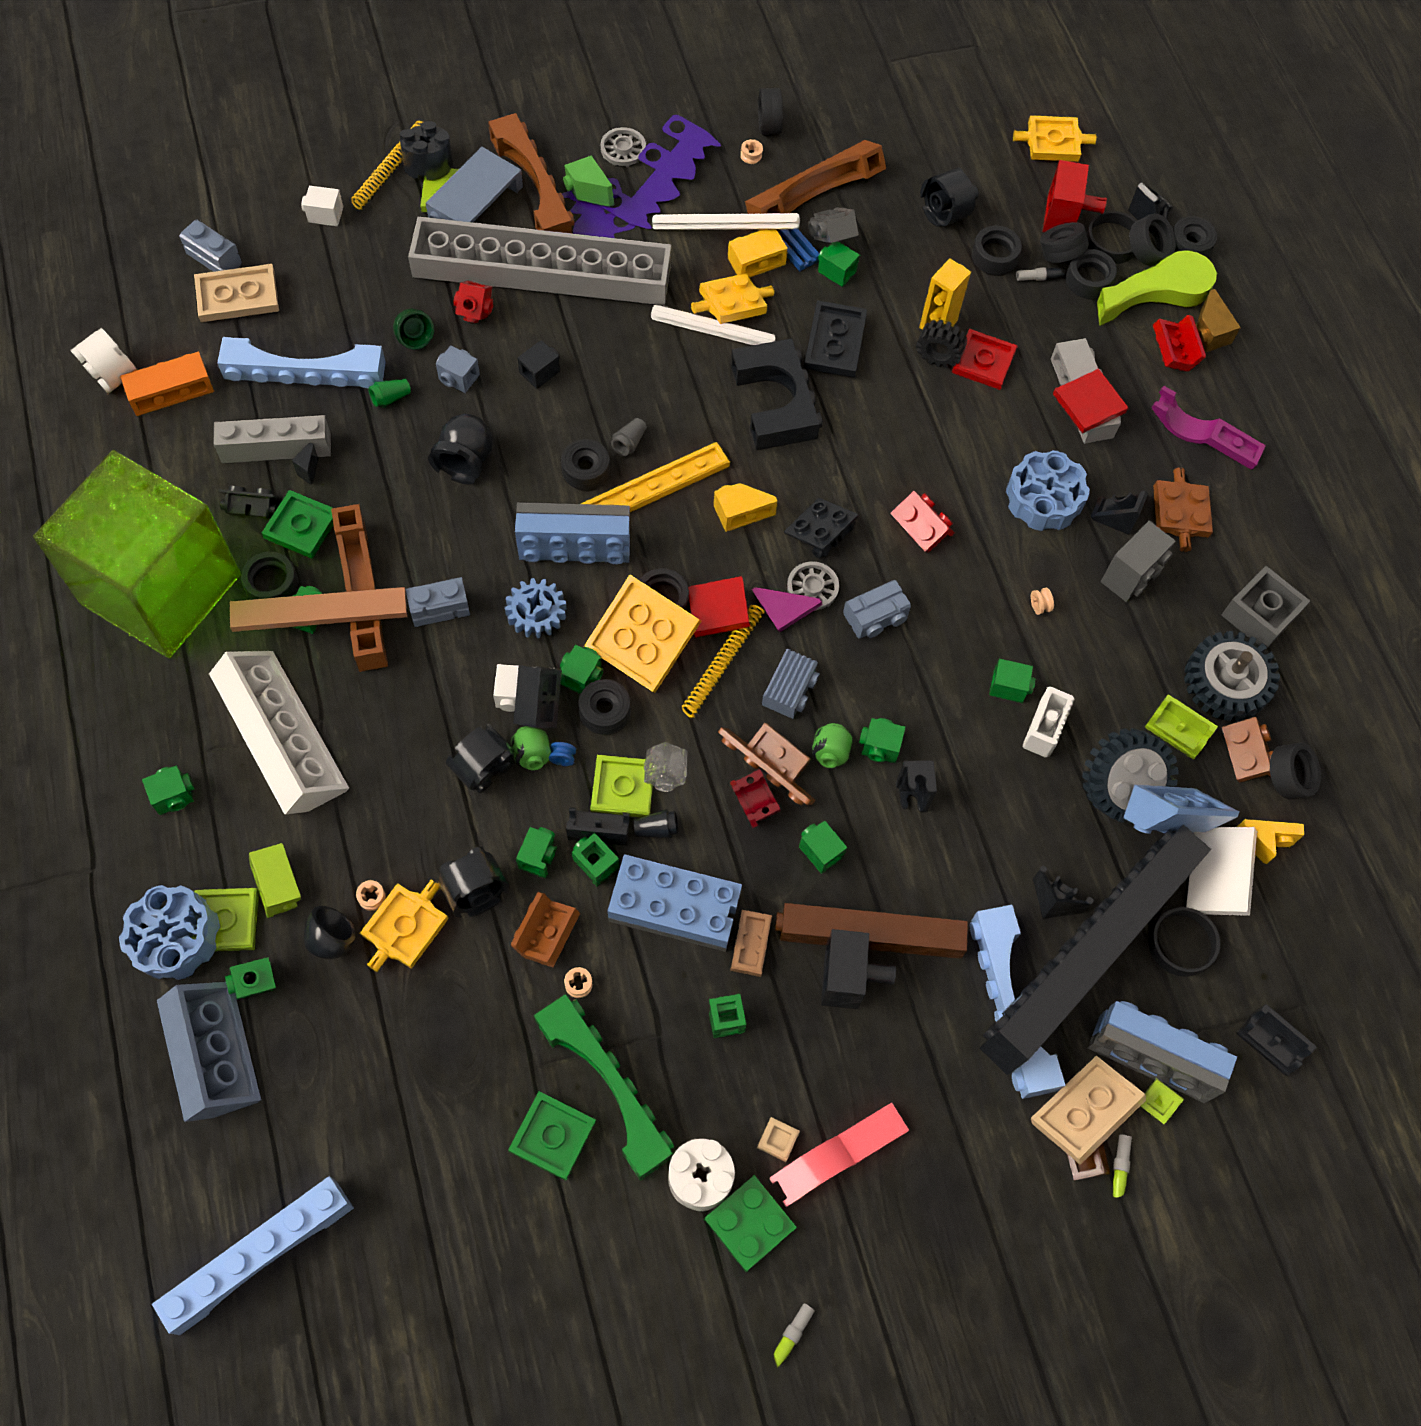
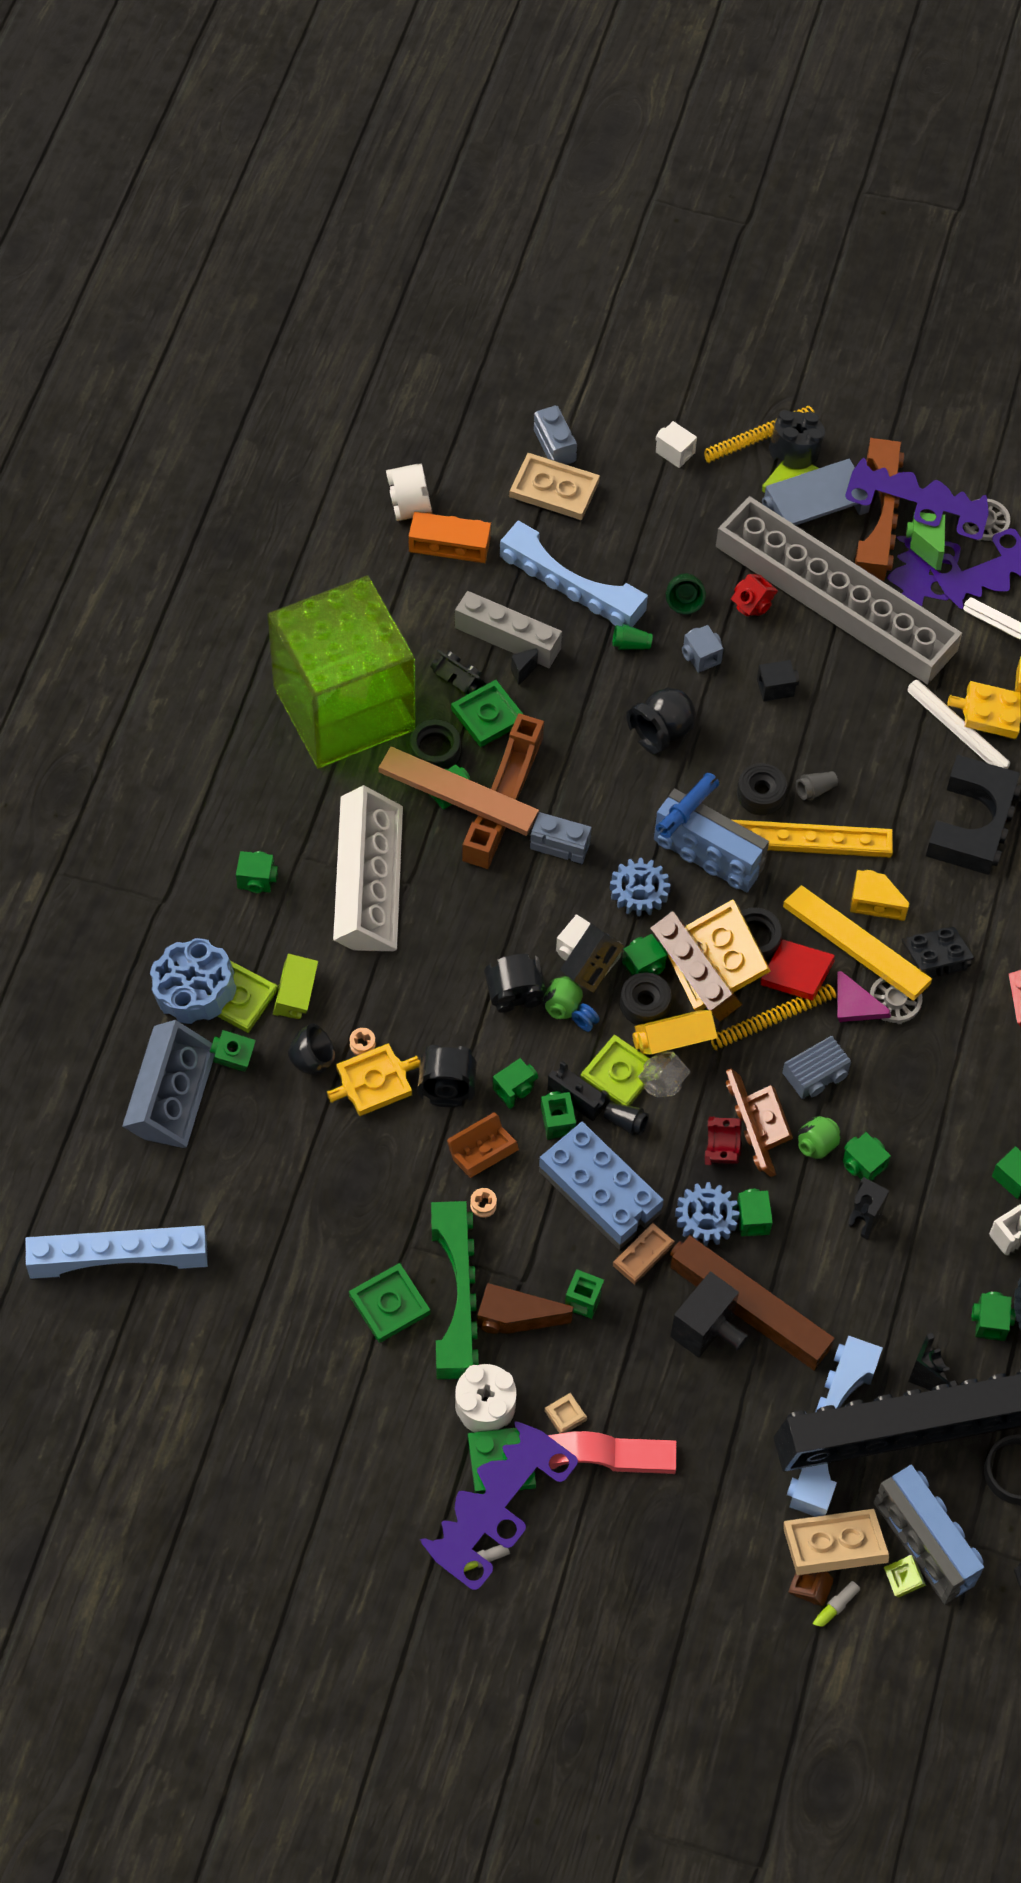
camera: 35 degrees right, 5 degrees down
(538, 520) = (681, 812): none -> blue pin
(570, 146) = (933, 497): none -> dark purple piece
(634, 652) = (696, 966): none -> brick
(653, 722) = (675, 1032): none -> yellow brick
(670, 1072) = (515, 1311): none -> reddish brown slope
(752, 555) = (857, 942): none -> yellow tile
(768, 1289) = (484, 1512): none -> dark purple piece
(794, 876) = (707, 1226): none -> medium blue gear
(877, 609) = (937, 1048): sand blue brick -> none
(1076, 817) = (993, 1316): none -> green brick

